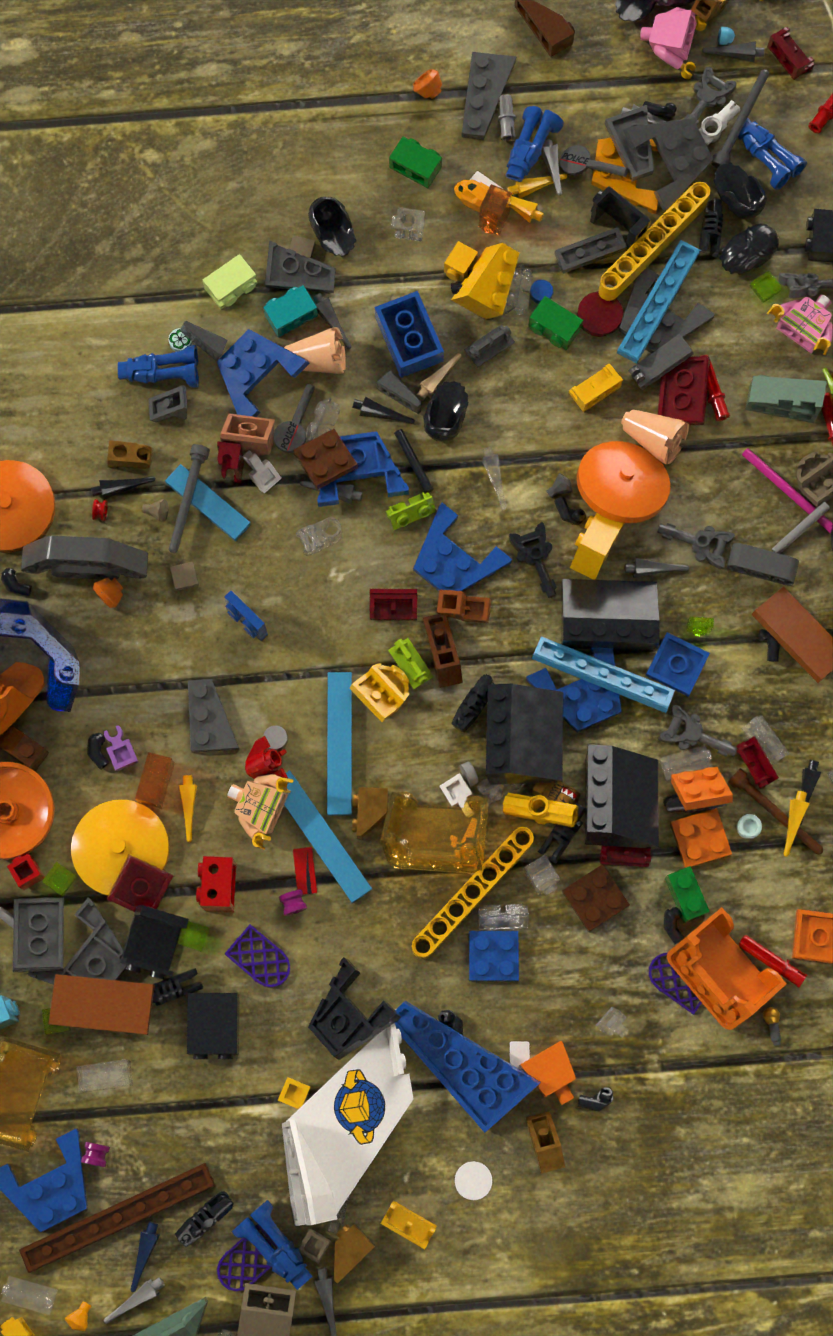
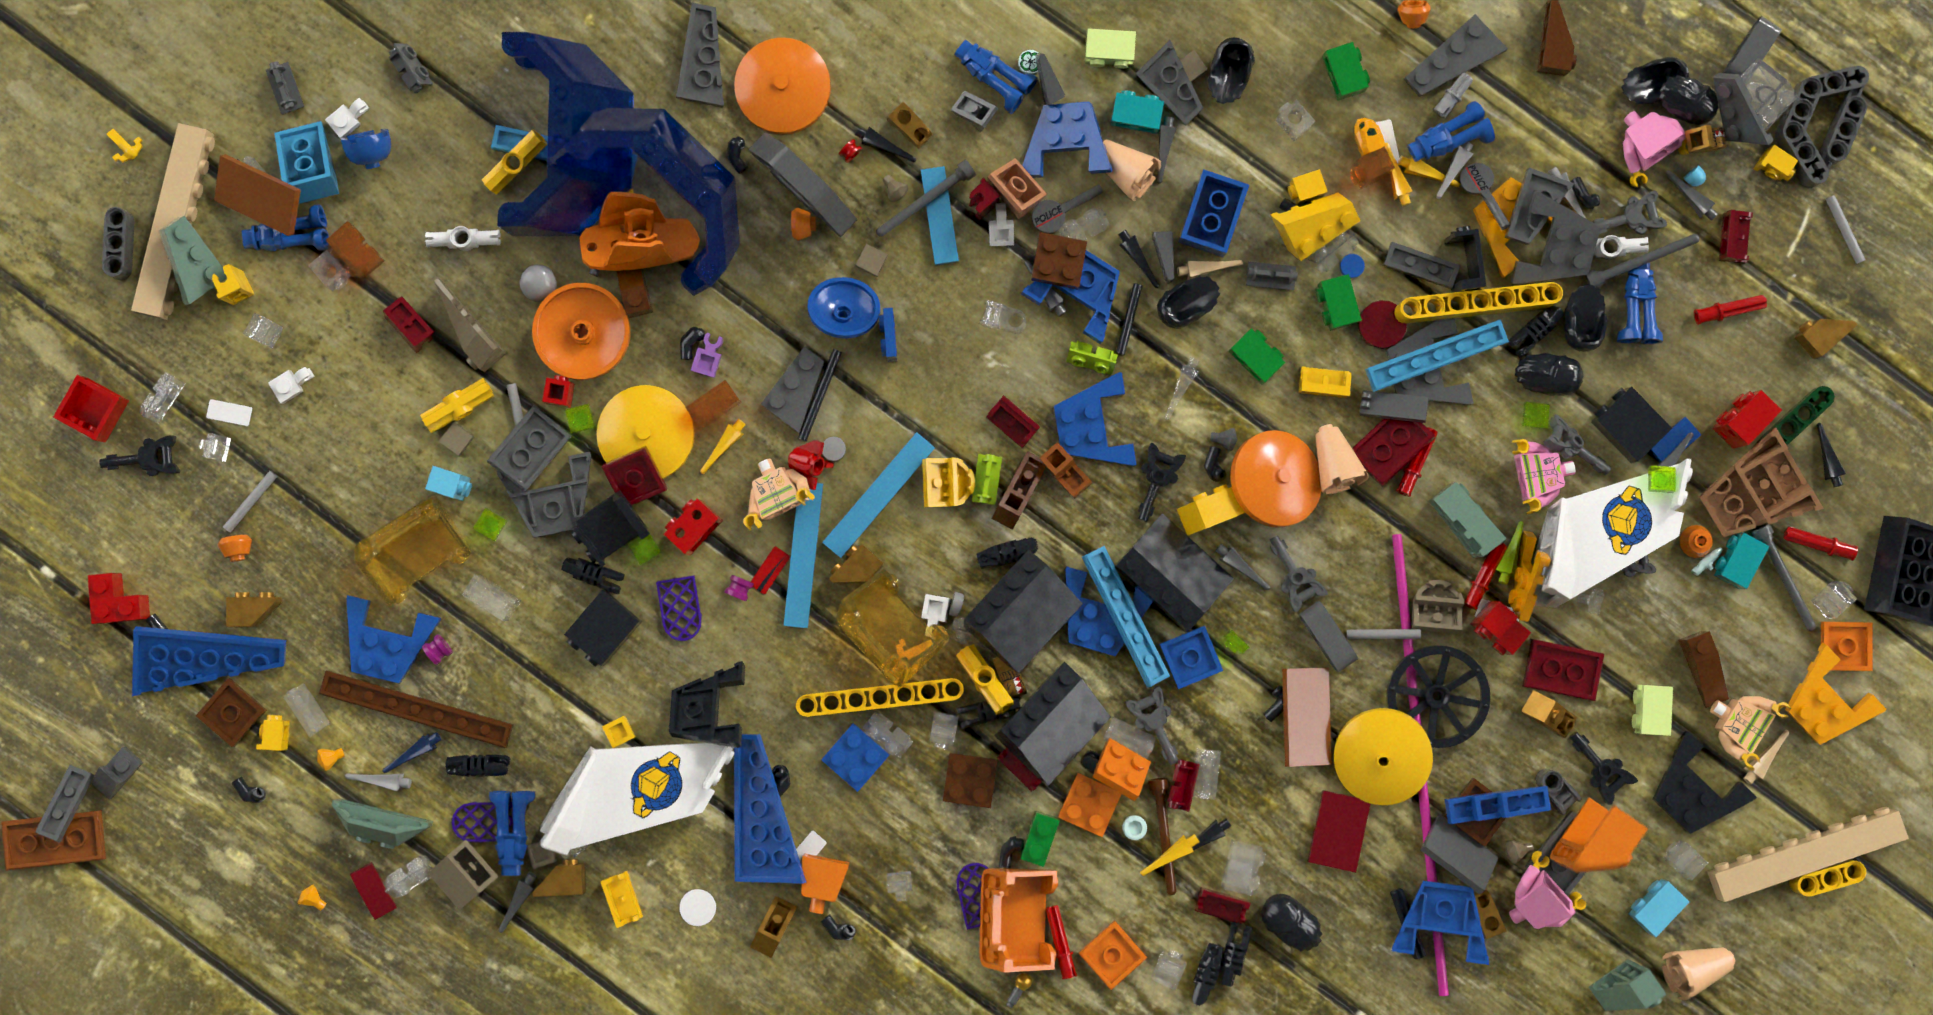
camera: 35 degrees right, 10 degrees up
(101, 1004) = (531, 543): dark orange tile -> none
(193, 625) = (846, 299): none -> blue dish
(230, 707) = (819, 395): none -> black bar
(530, 408) = (1257, 355): none -> green brick

